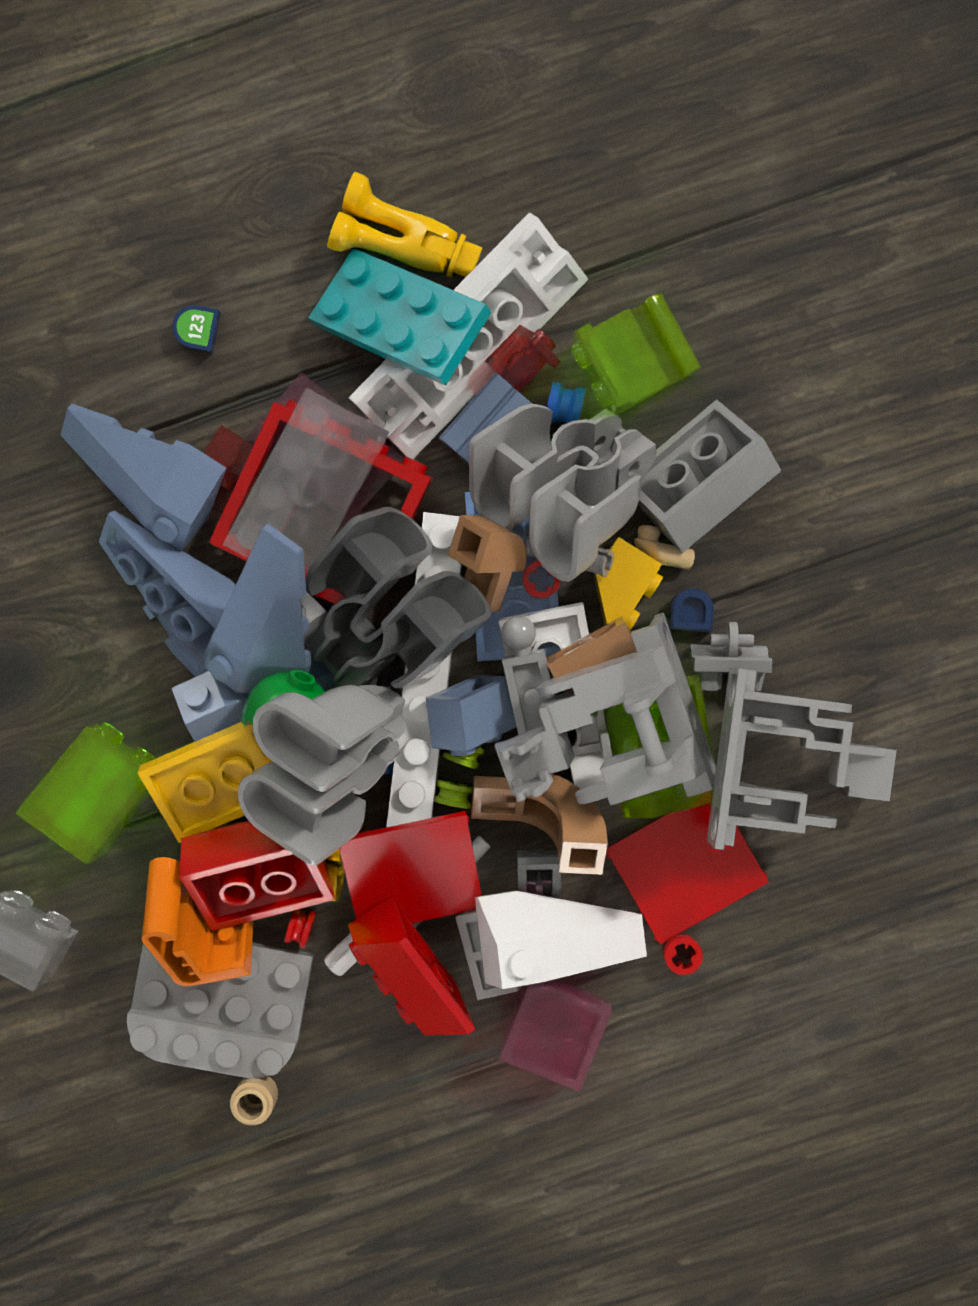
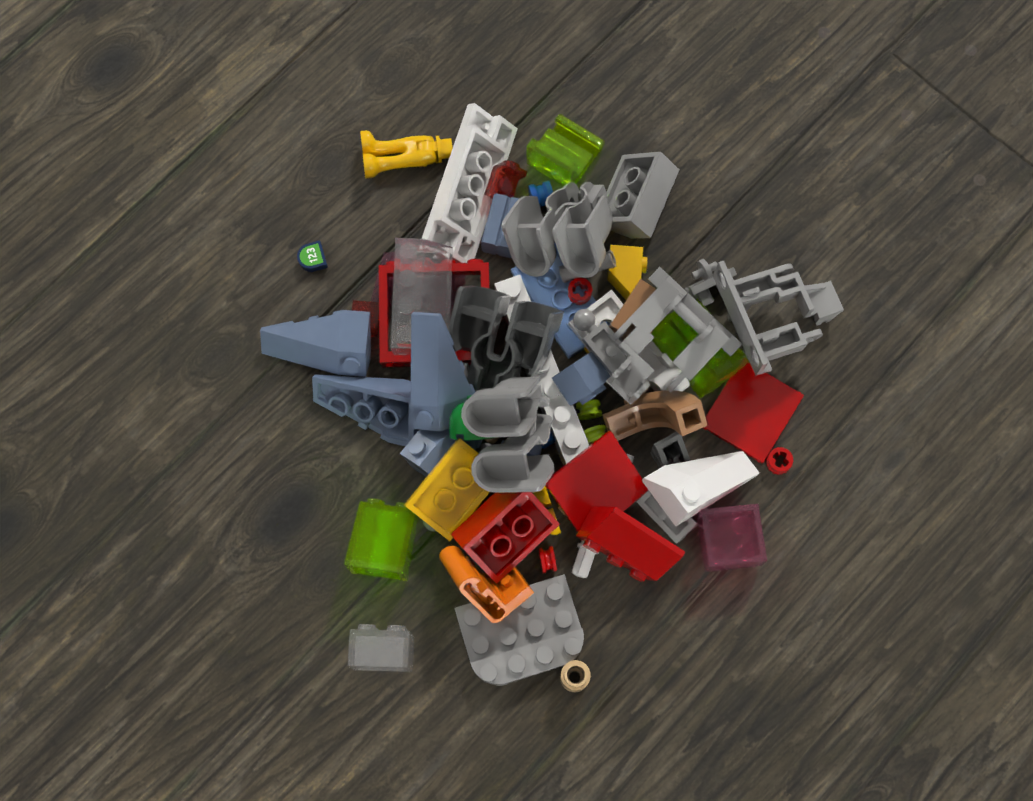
camera: 30 degrees left, 15 degrees down
(400, 316) = (425, 188): teal plate -> none
(489, 555) = (544, 283): medium nougat brick -> none
(664, 553) = (648, 244): tan arm -> none
(691, 611) = (675, 268): dark blue tile -> none

